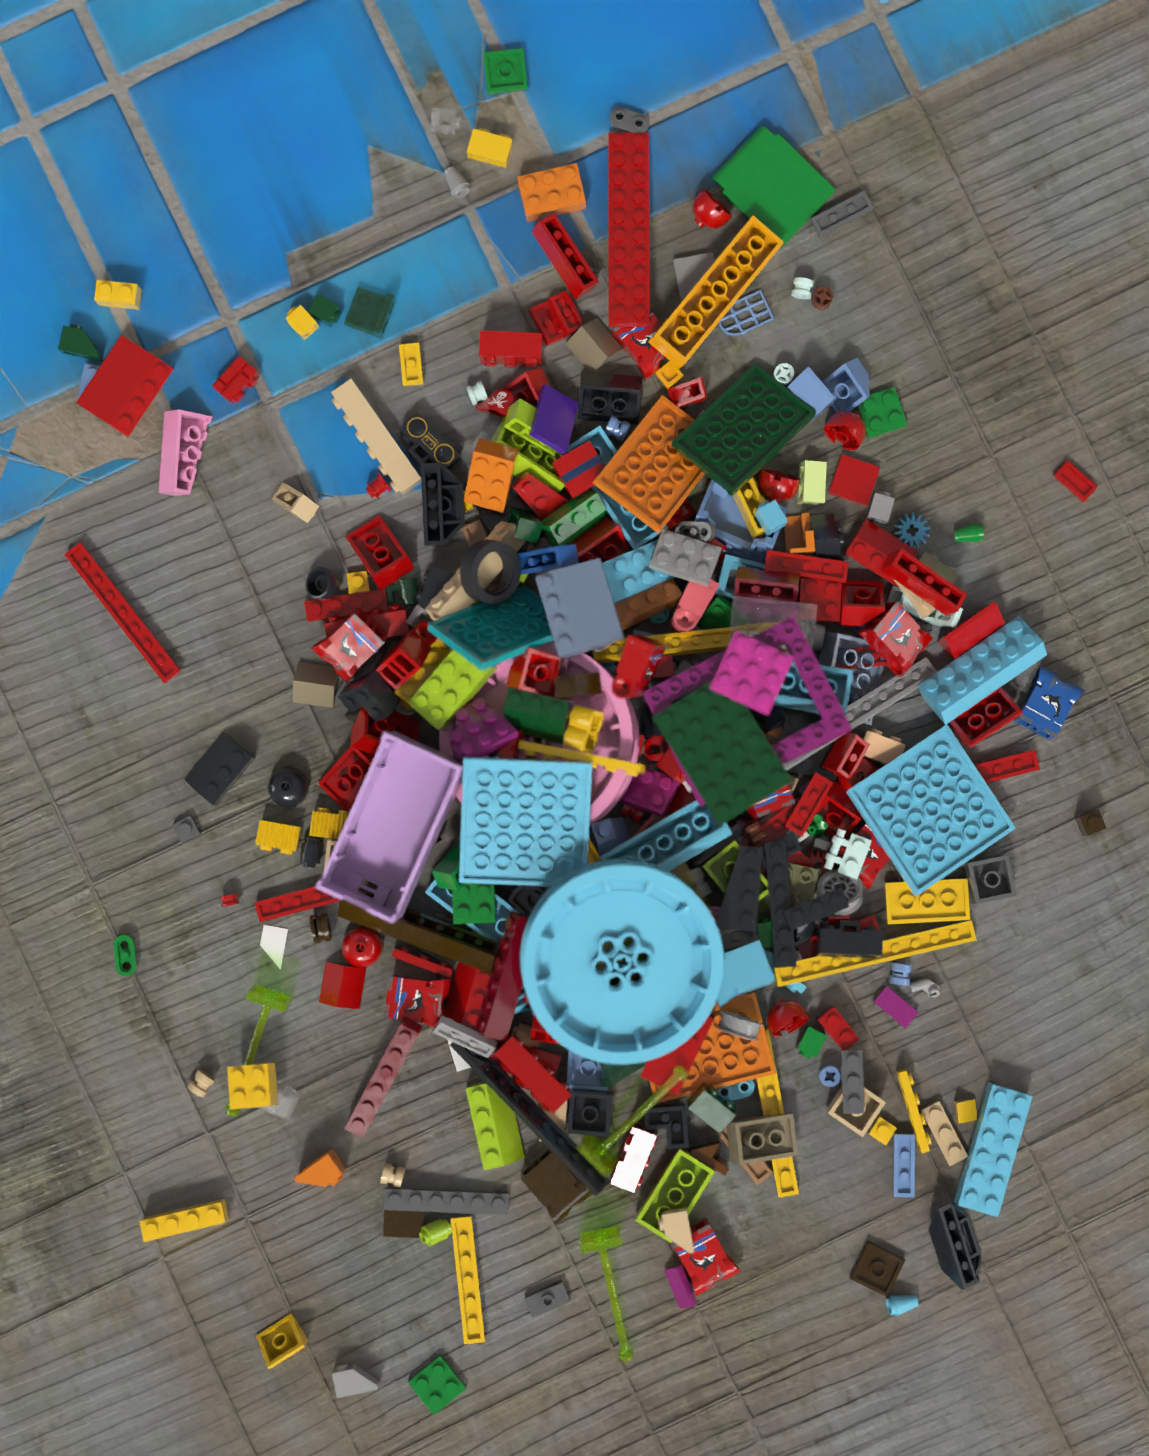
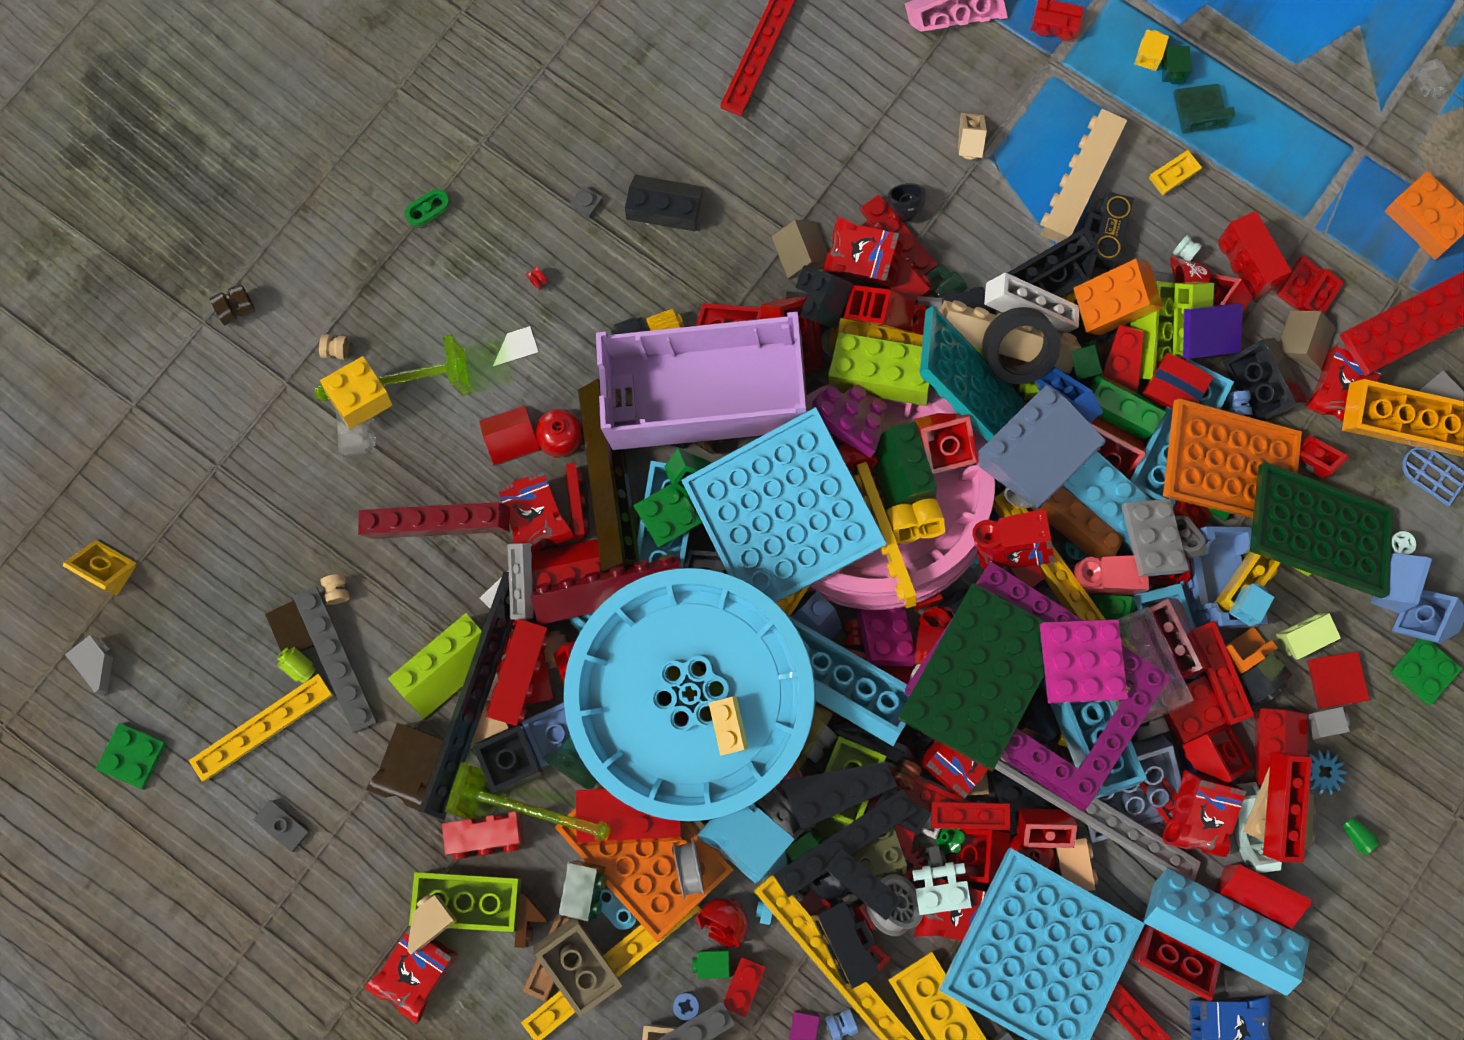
camera: 60 degrees right, 10 degrees down
(123, 1151) = (226, 310): none -> dark brown wheel
(184, 1220) = (182, 402): yellow brick -> none
(278, 836) = (628, 290): yellow brick -> none
(292, 903) = (567, 341): red plate -> none
(296, 791) = (683, 275): black cylinder -> none
(322, 928) = (556, 380): dark brown wheel -> none
(323, 1171) = (305, 514): orange slope -> none
(358, 582) = (928, 236): yellow plate -> none
(377, 486) = (1034, 203): red brick -> none
(380, 552) = (970, 240): red slope -> none
(452, 550) = (1011, 292): none -> white brick
(458, 185) = (1379, 123): light grey cone -> none
(490, 147) = (1435, 134): yellow brick -> none
(565, 256) = (1378, 260): red brick -> none
(577, 685) = (958, 490): dark brown slope -> none
(601, 1240) = (372, 847): clear neon green tile -> none
(661, 948) = (728, 725): none -> yellow plate
(669, 374) = (1326, 428): light orange plate -> none
(673, 1119) = (546, 856): black brick -> none
(680, 1286) = (366, 965): magenta tile -> none
(778, 485) = (1287, 603): red cylinder -> none
(846, 428) = (1387, 639): red cylinder -> none

